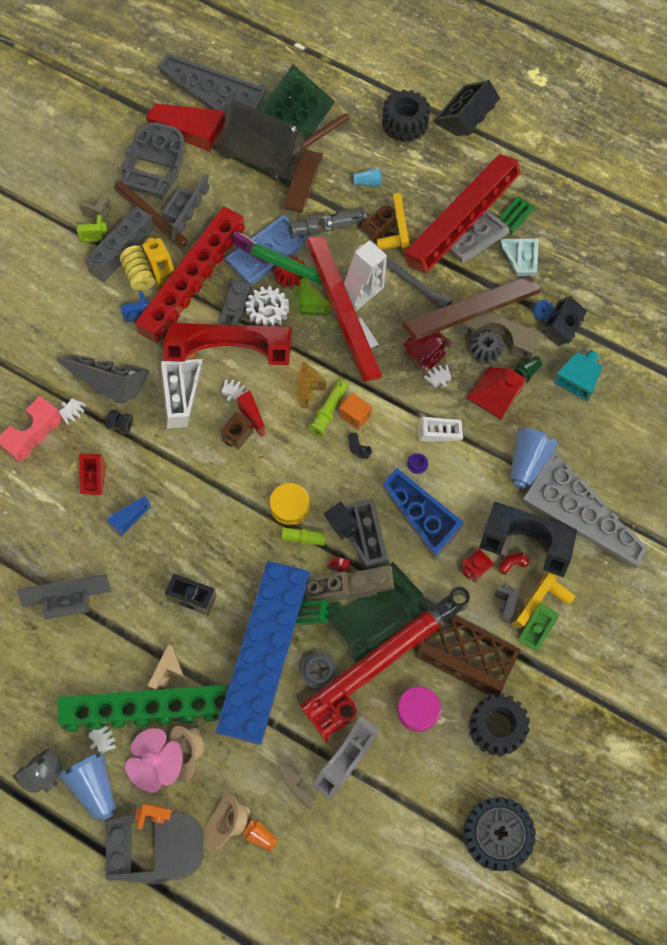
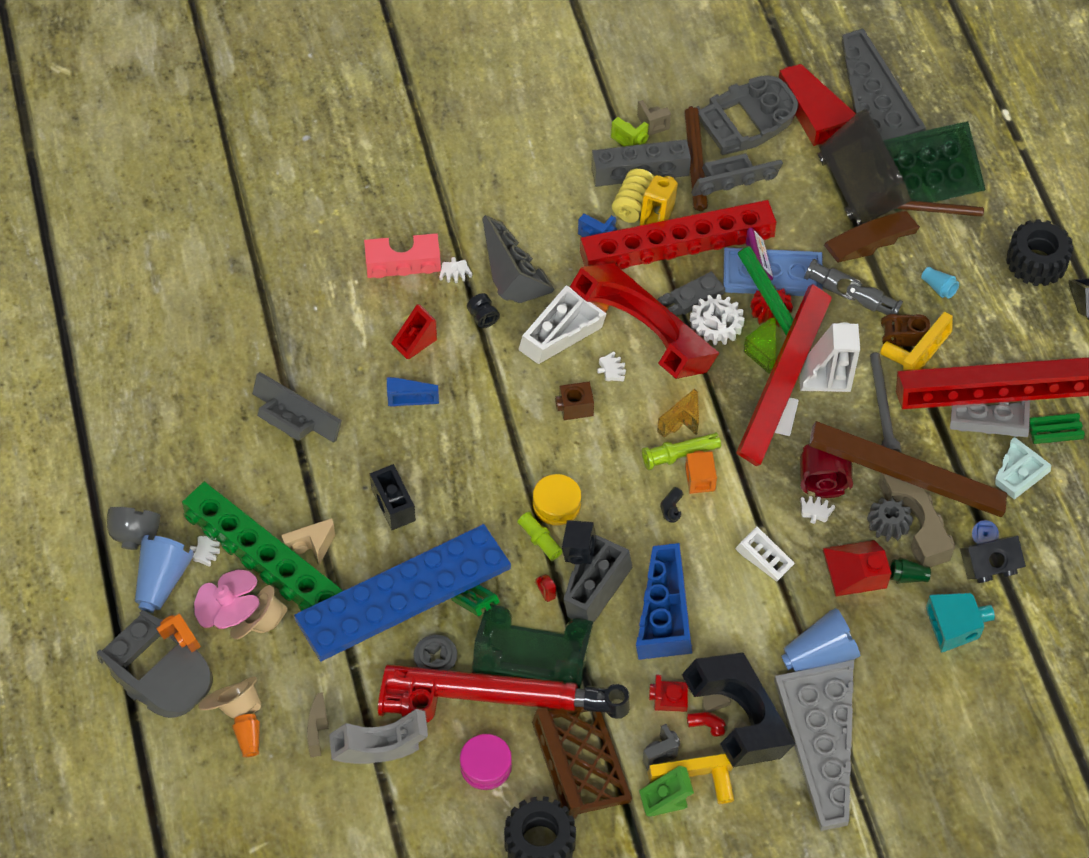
camera: 45 degrees right, 10 degrees down
(249, 409) = (608, 389): red slope -> none
(350, 586) = (535, 610): dark tan slope -> none
(417, 463) = (711, 565): dark purple plate -> none

